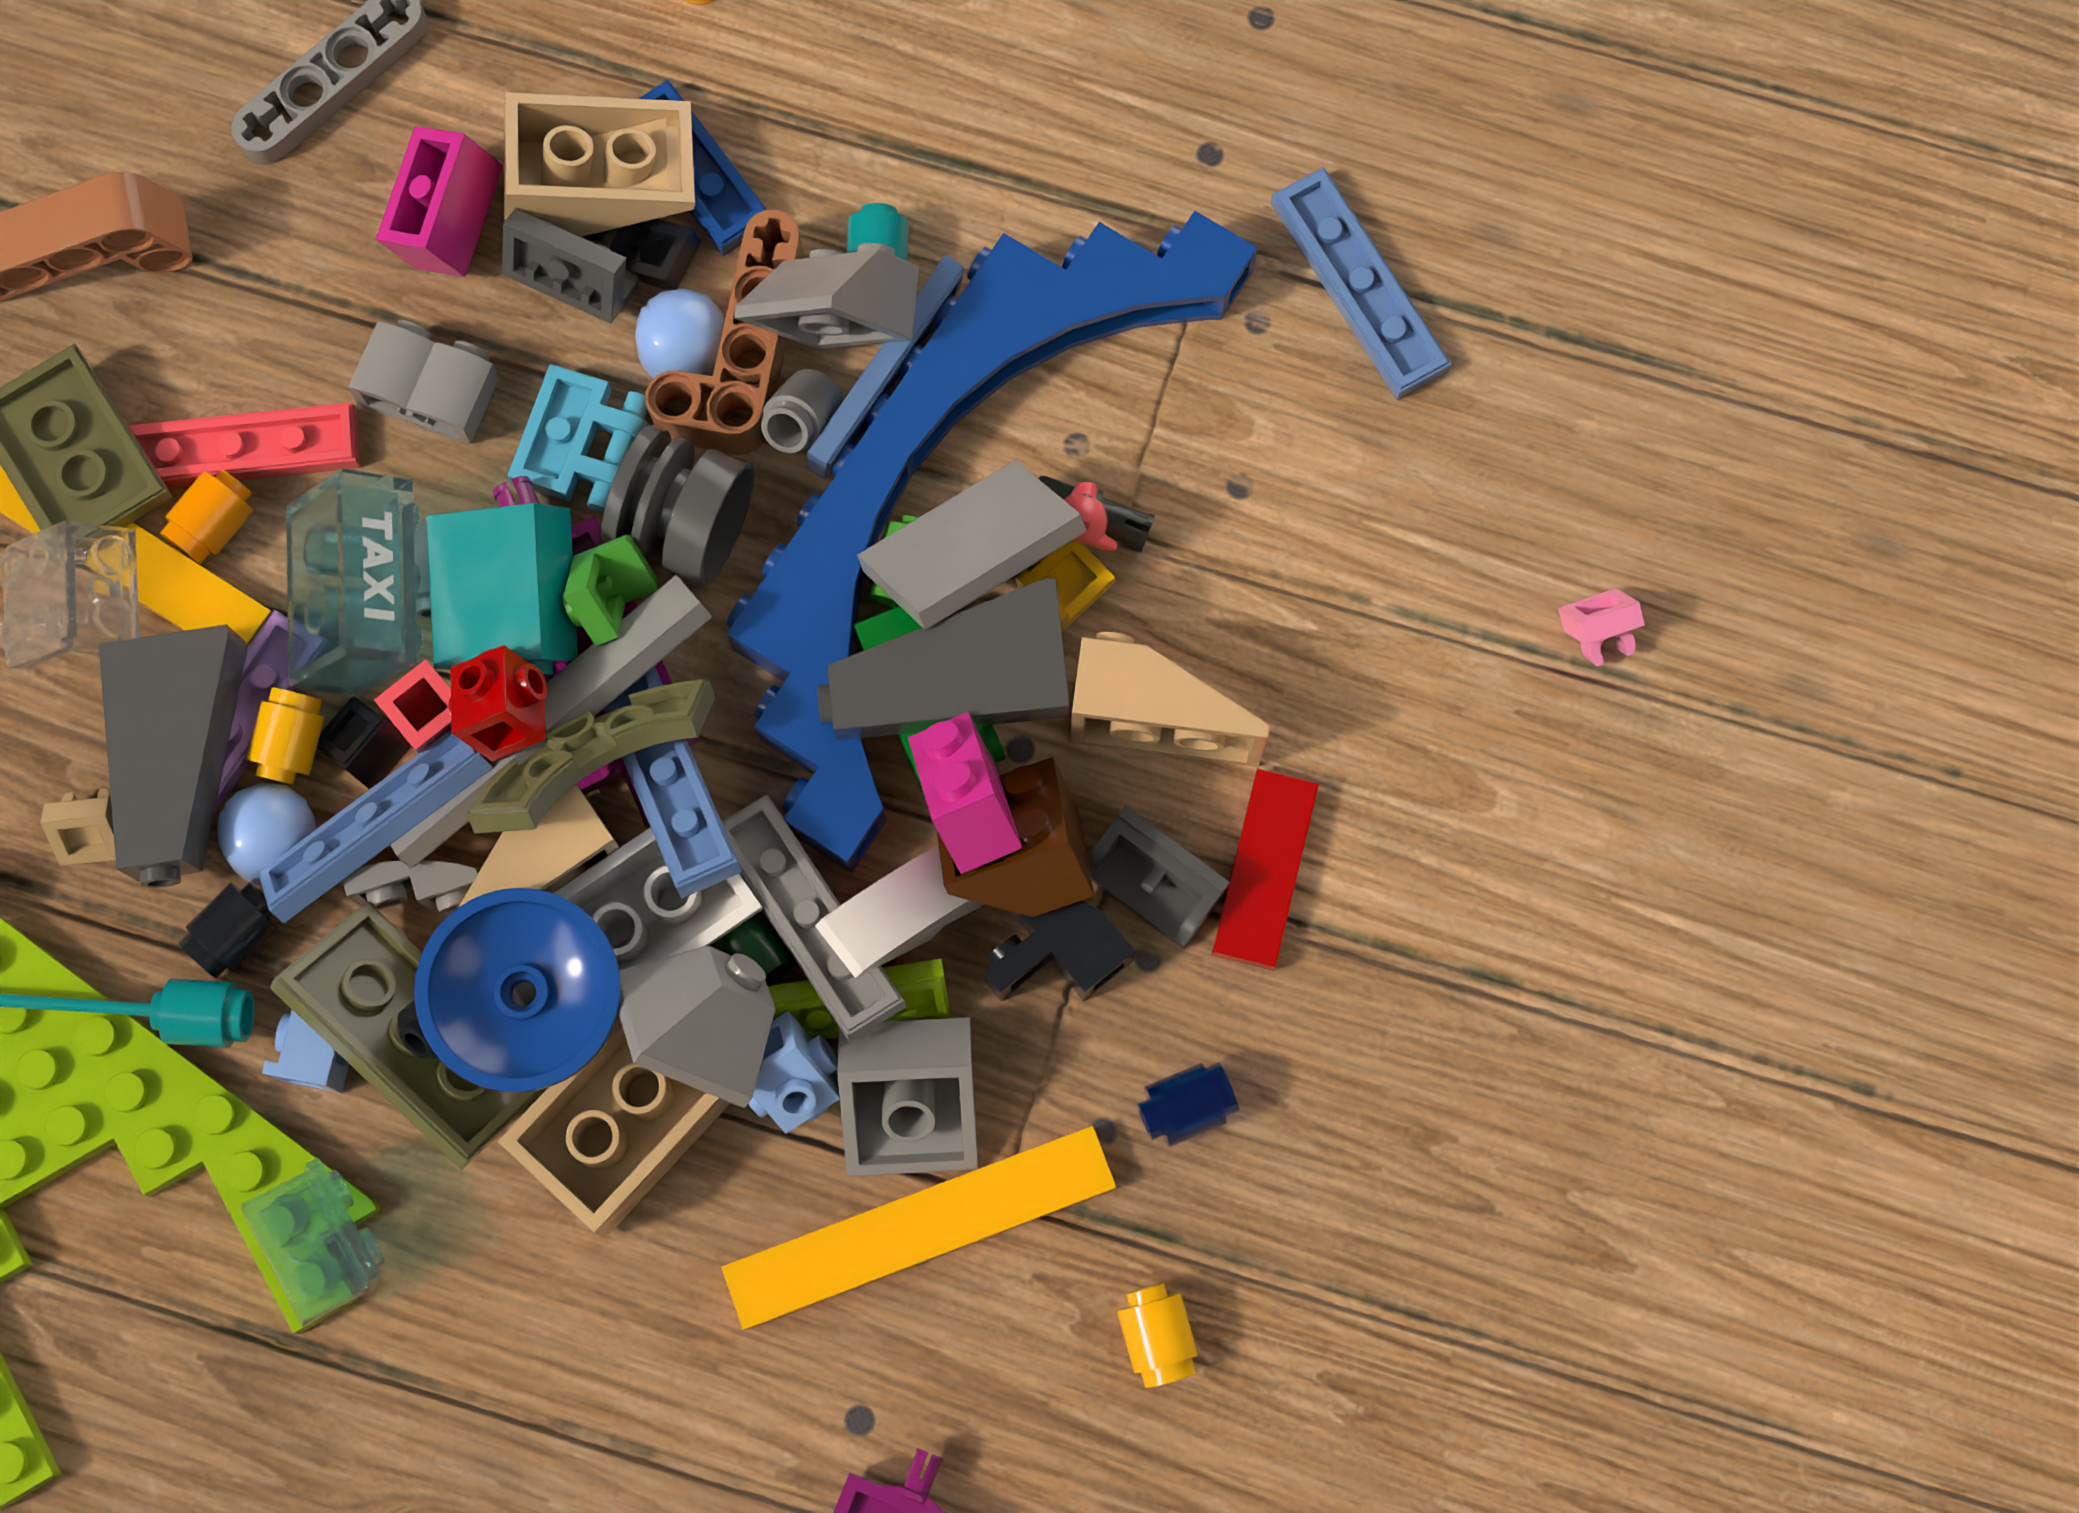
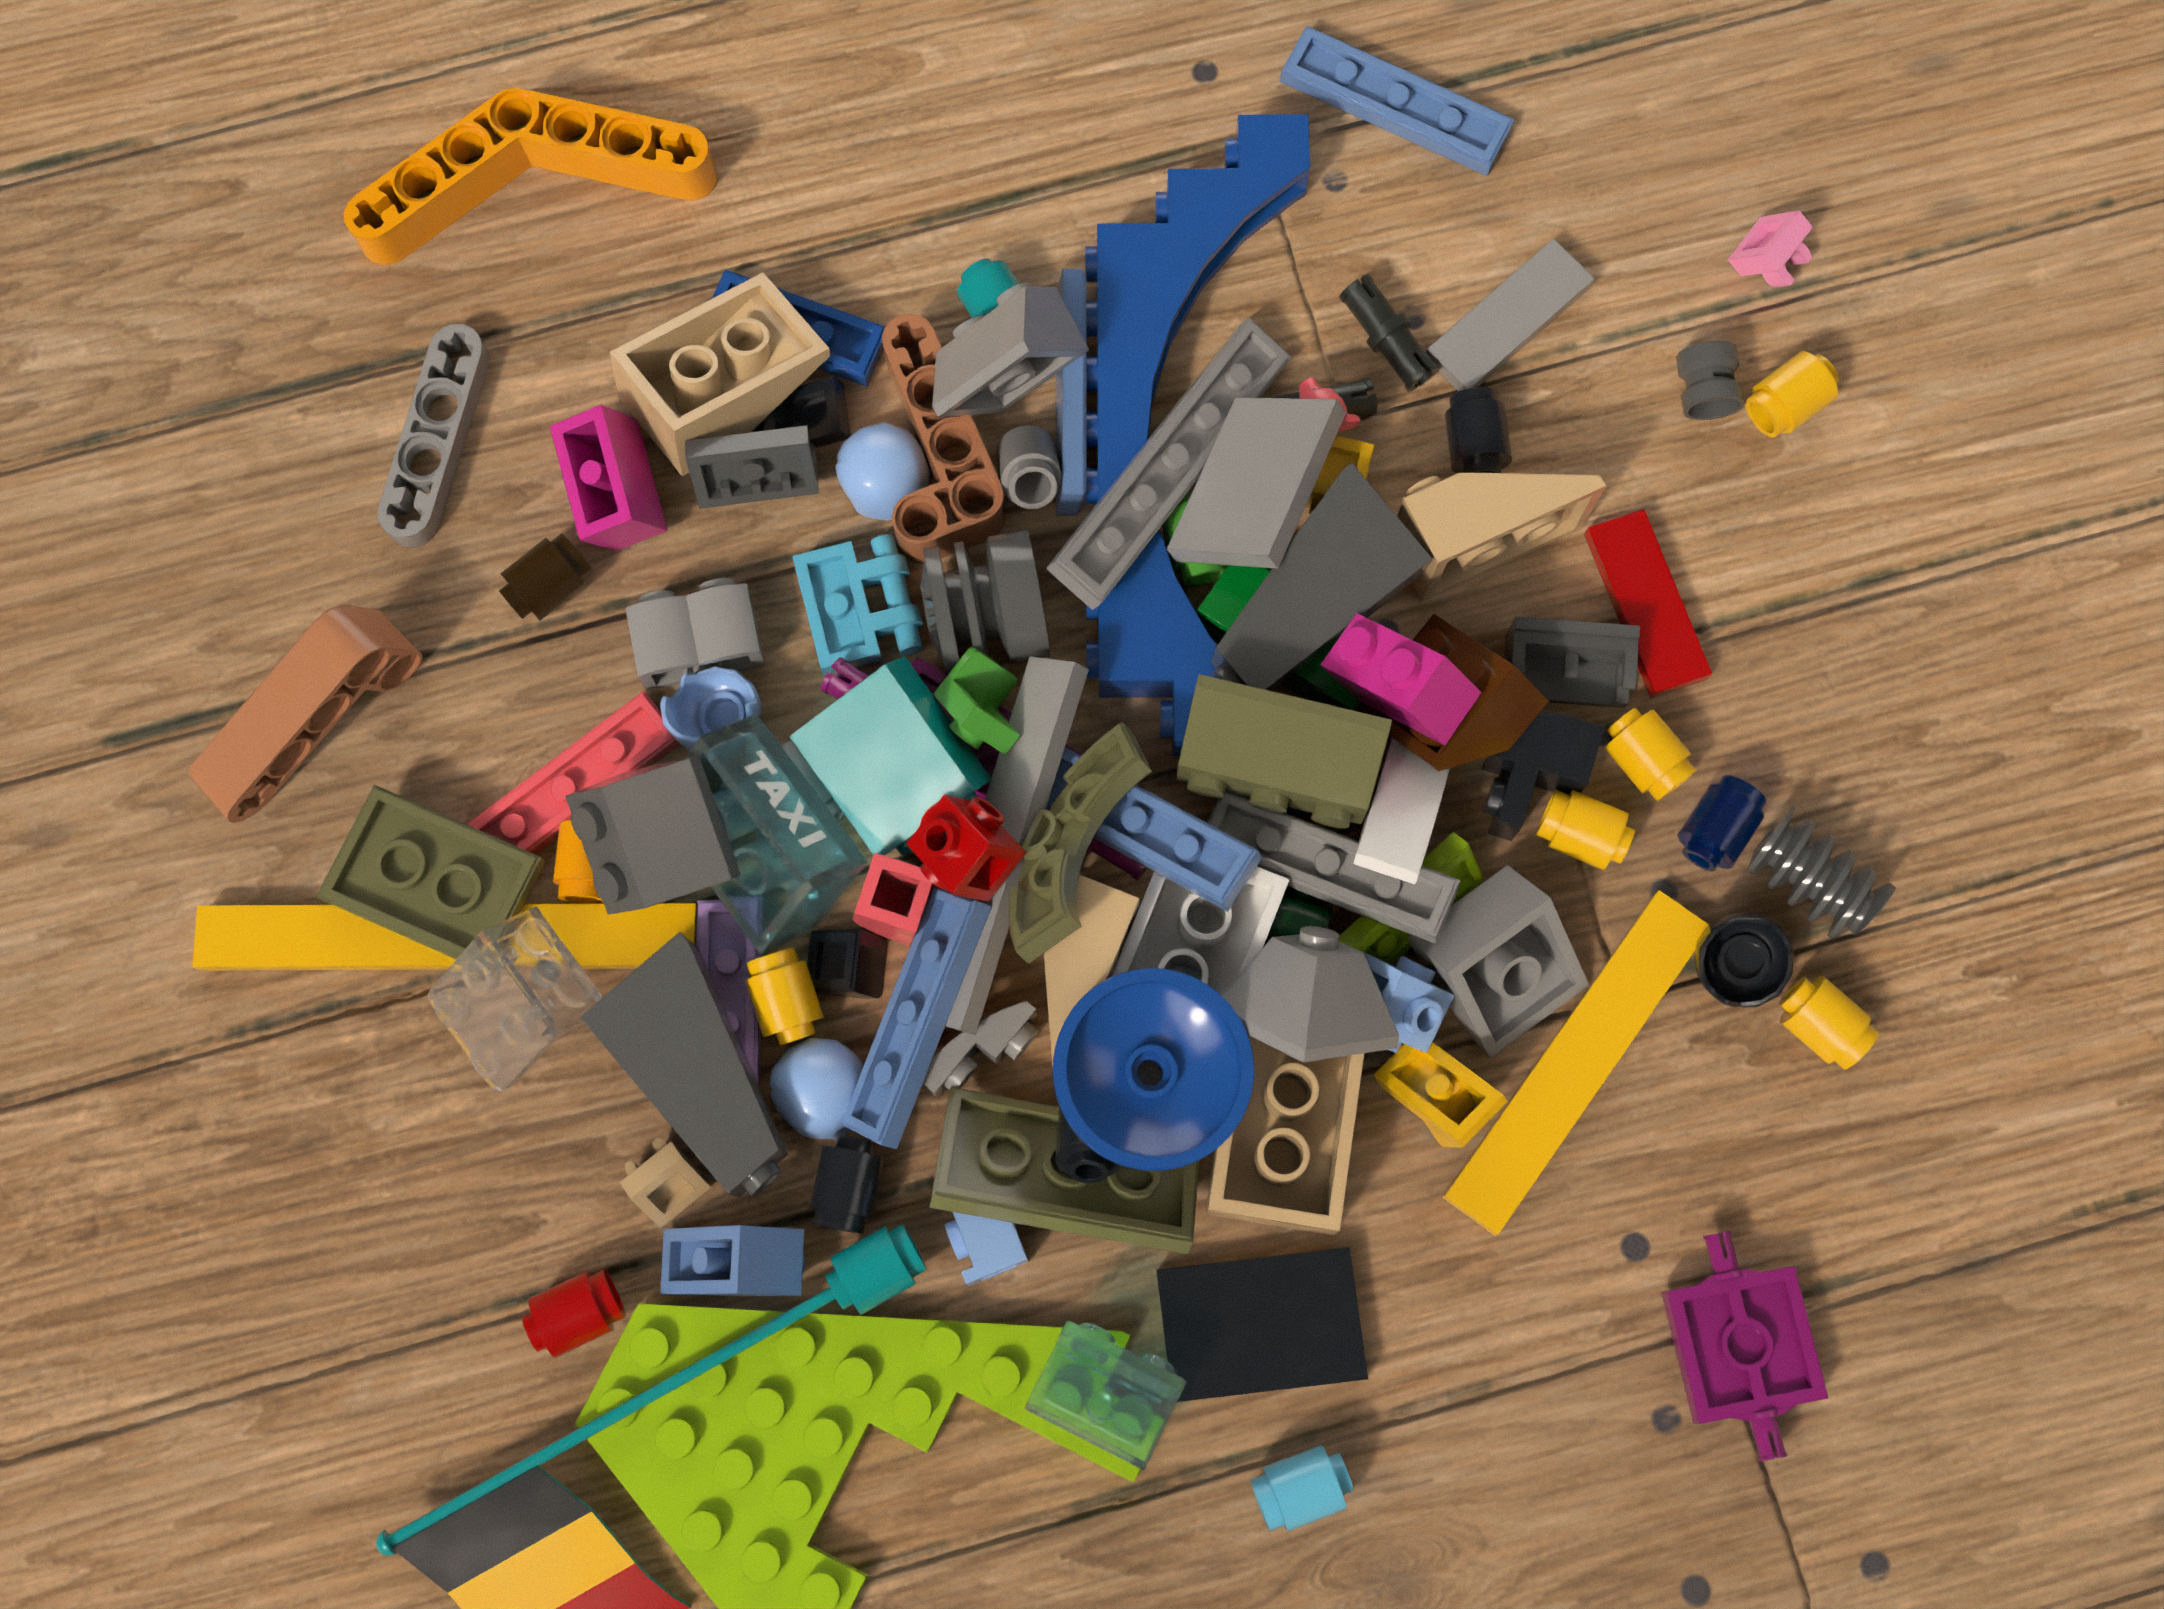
camera: 30 degrees left, 0 degrees up
(95, 932) = (732, 1261): none -> medium blue slope
(258, 528) = (652, 835): none -> dark grey slope
(334, 254) = (544, 577): none -> dark brown brick
(393, 447) = (707, 703): none -> light blue hair
(425, 1431) = (1302, 1489): none -> medium azure brick
(493, 1273) = (1262, 1323): none -> black tile
(773, 1174) = (1441, 1093): none -> yellow slope
(820, 791) = (1281, 751): none -> olive slope
(913, 481) = (1165, 466): none -> light grey tile
(1064, 1030) = (1585, 829): none -> yellow brick
(1119, 1233) = (1744, 959): none -> black hair
(1168, 1001) = (1649, 753): none -> yellow brick
(1202, 486) = (1388, 332): none -> pearl dark grey pin
(1215, 625) = (1477, 432): none -> black brick
(1236, 1202) = (1820, 877): none -> dark grey piece
(1322, 539) = (1510, 317): none -> light grey tile
(1458, 706) = (1710, 380): none -> dark grey wheel
(1525, 764) = (1792, 394): none -> yellow brick

